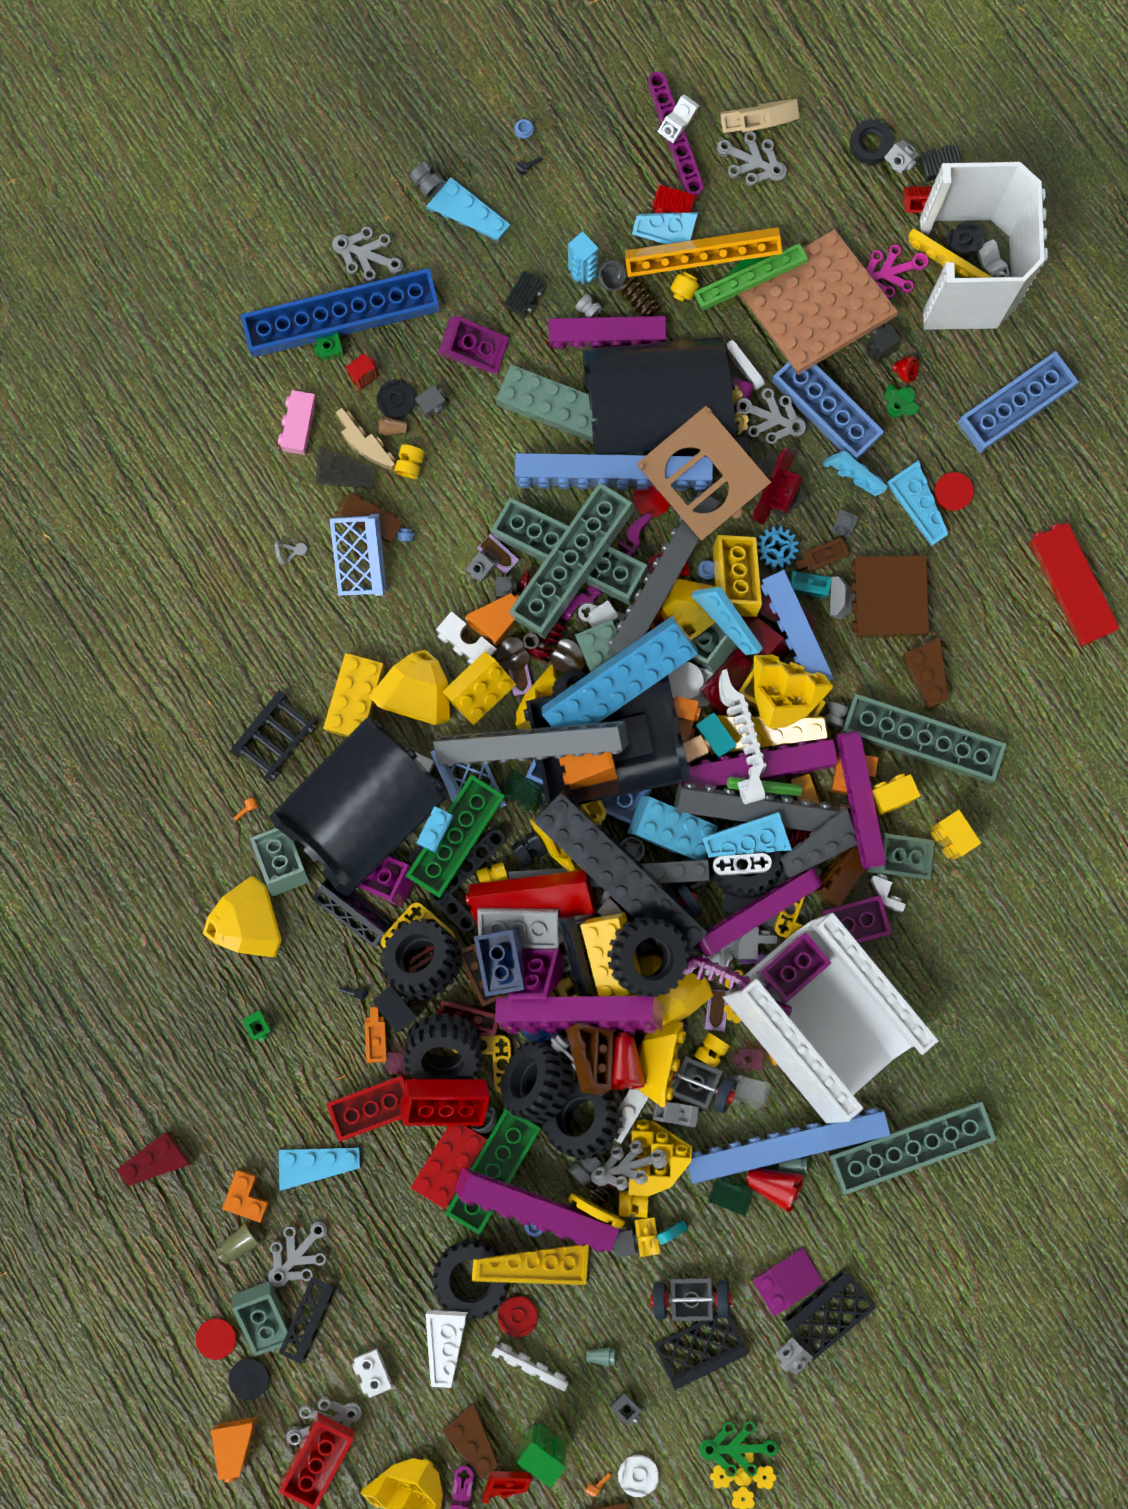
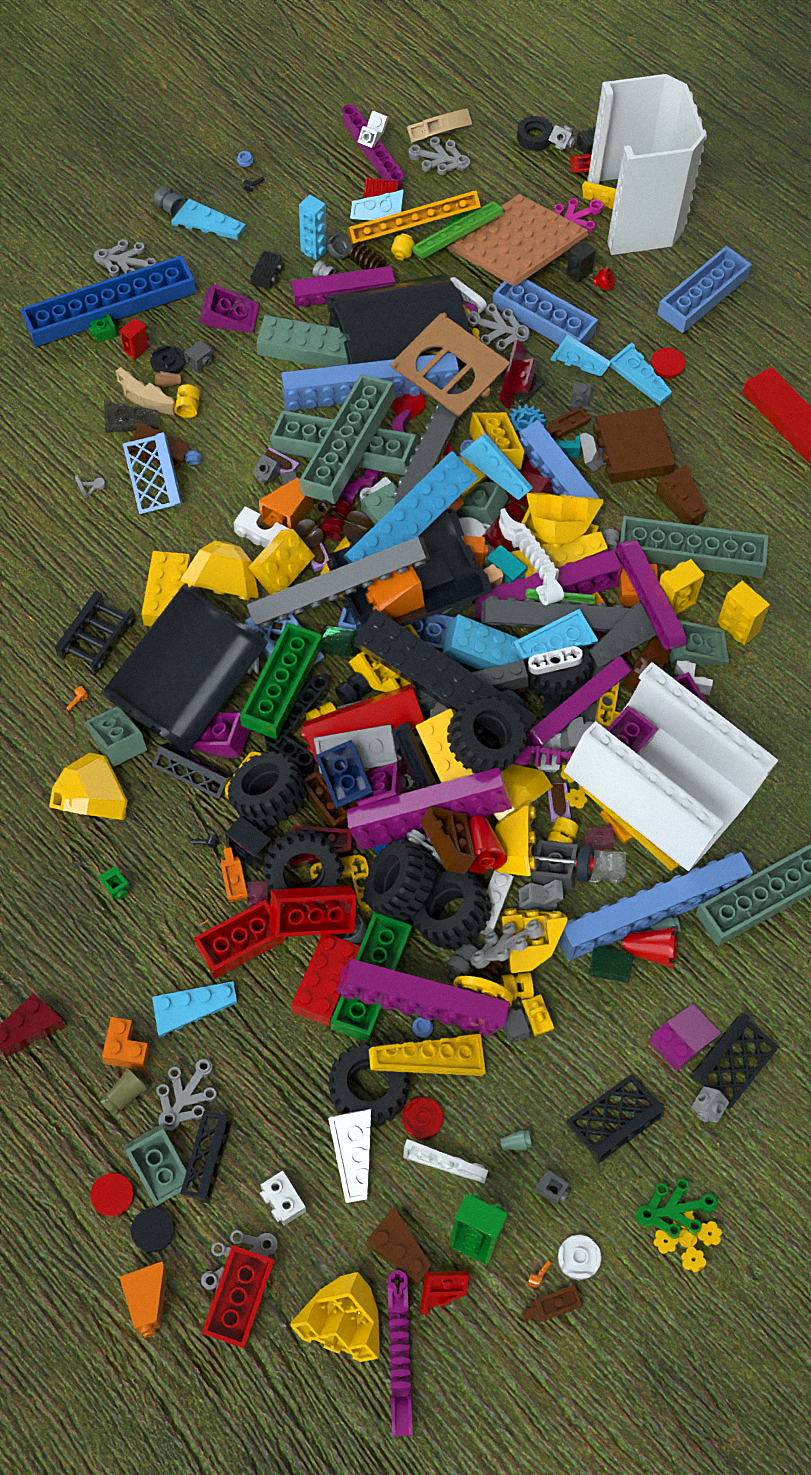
camera: 15 degrees left, 20 degrees down
(297, 422) = (82, 386): bright pink brick -> none
(435, 829) = (261, 667): medium azure brick -> none
(672, 1232) = (561, 1005): teal beam -> none
(692, 1299) = (596, 1065): brick -> none
(902, 399) = (605, 305): green plate -> none

